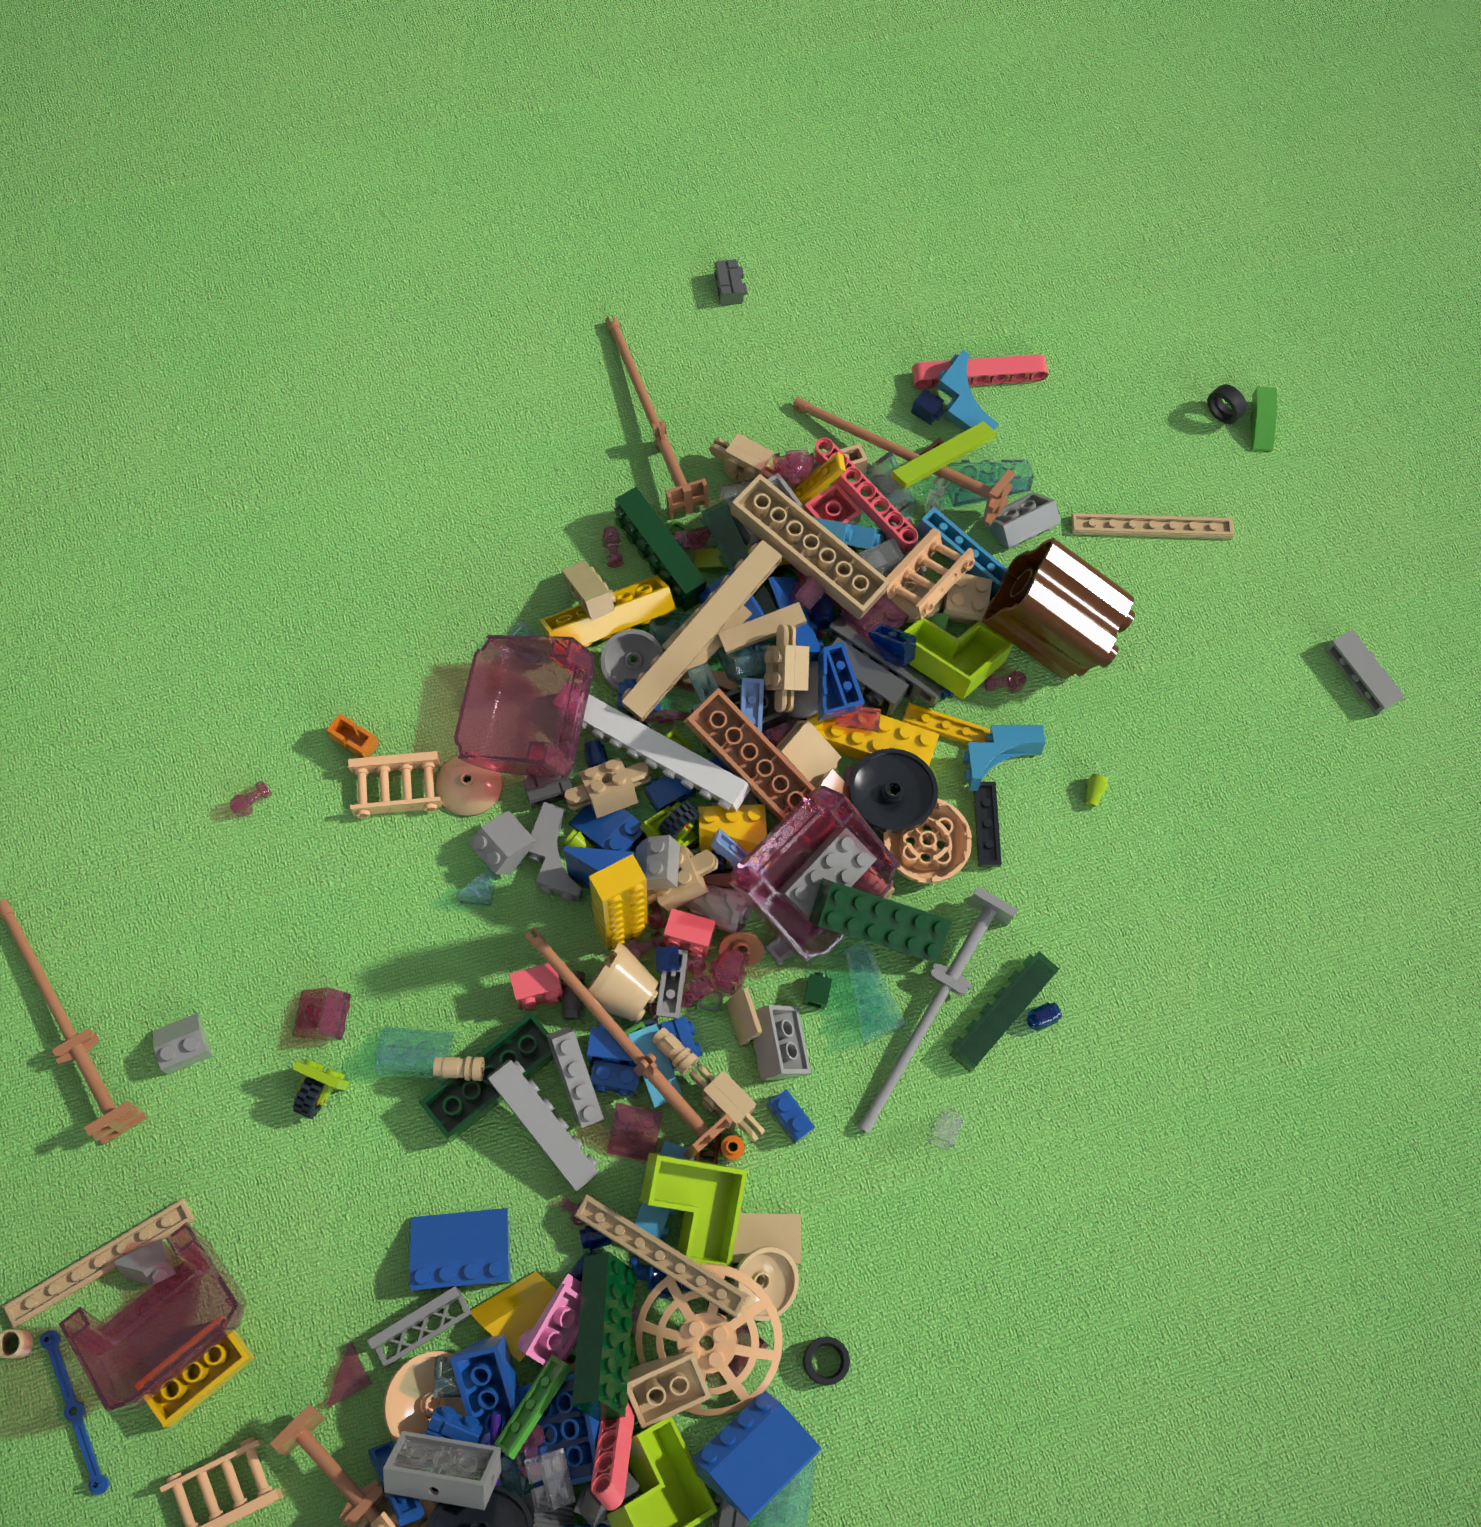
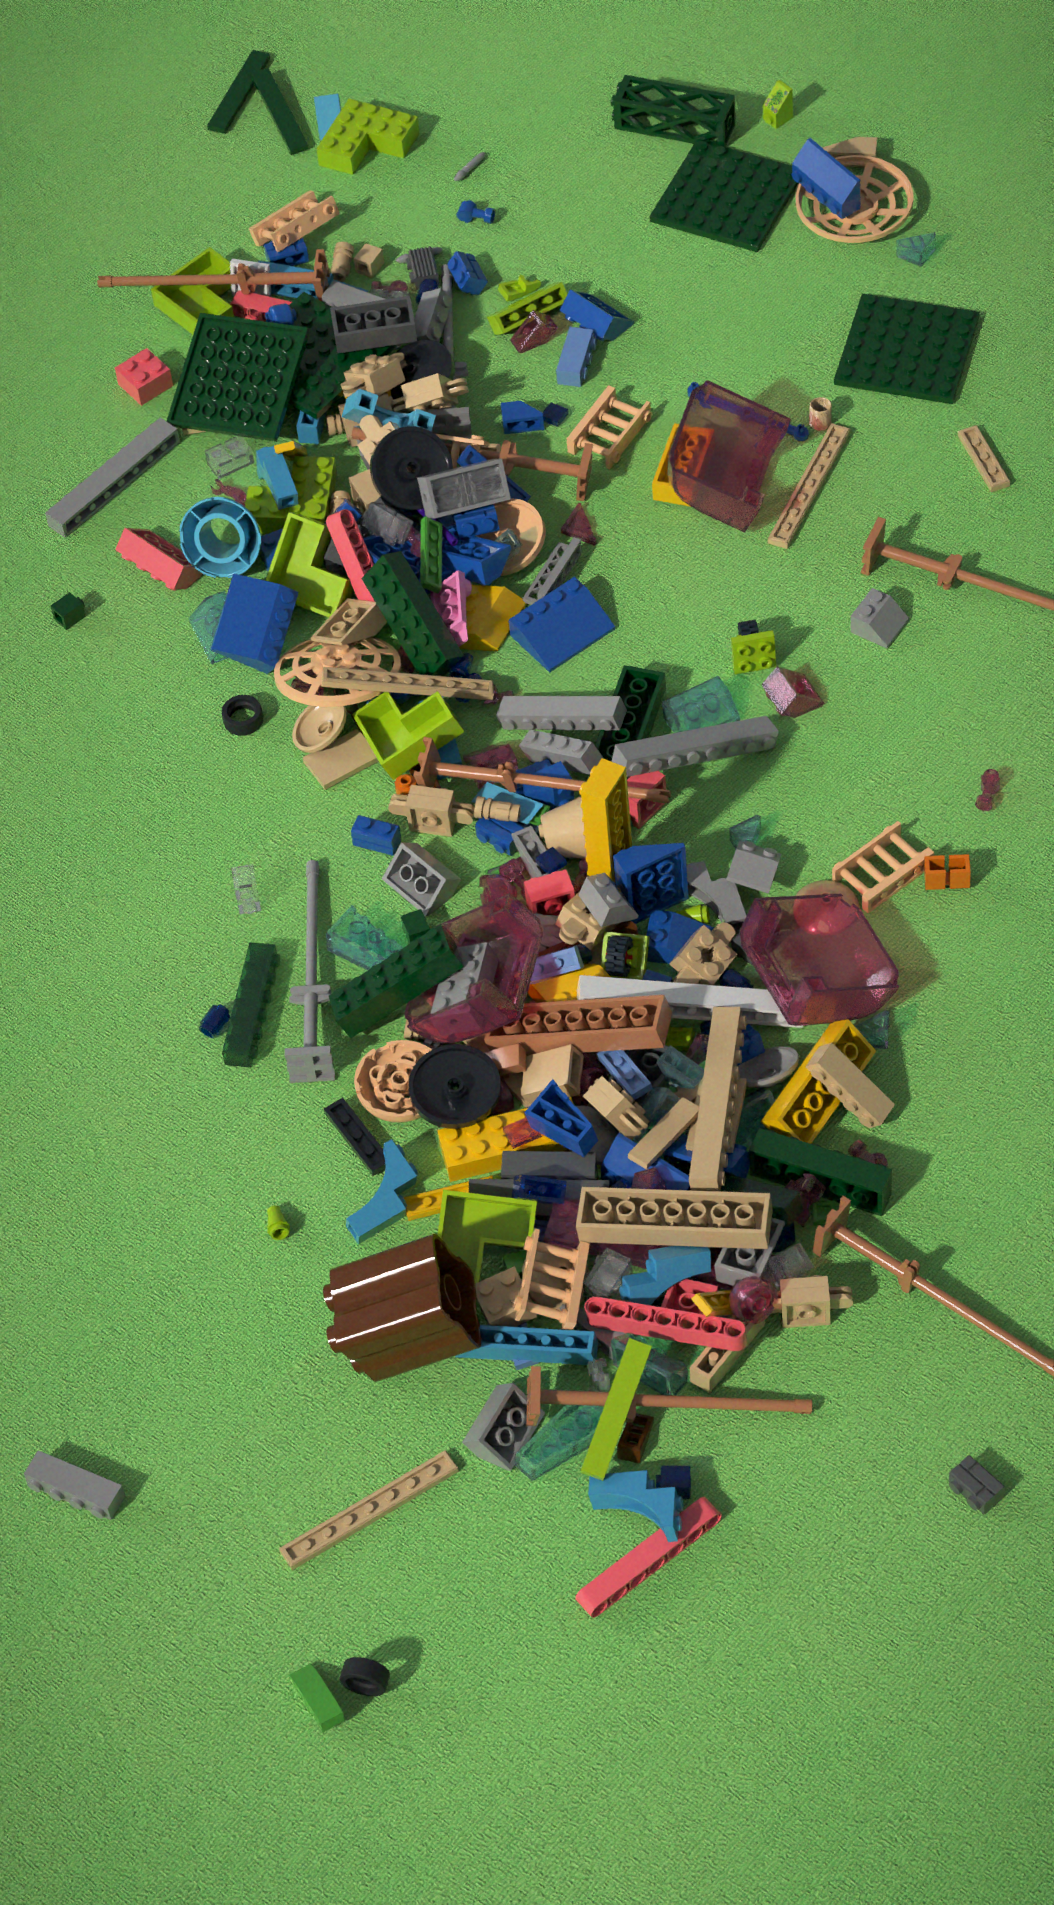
camera: 160 degrees right, 15 degrees down
(148, 1264) = (775, 495): light grey slope -> none
(459, 990) = (696, 745): none -> light grey brick
(459, 1067) = (653, 700): tan axle -> none
(743, 1017) = (459, 869): tan slope -> none

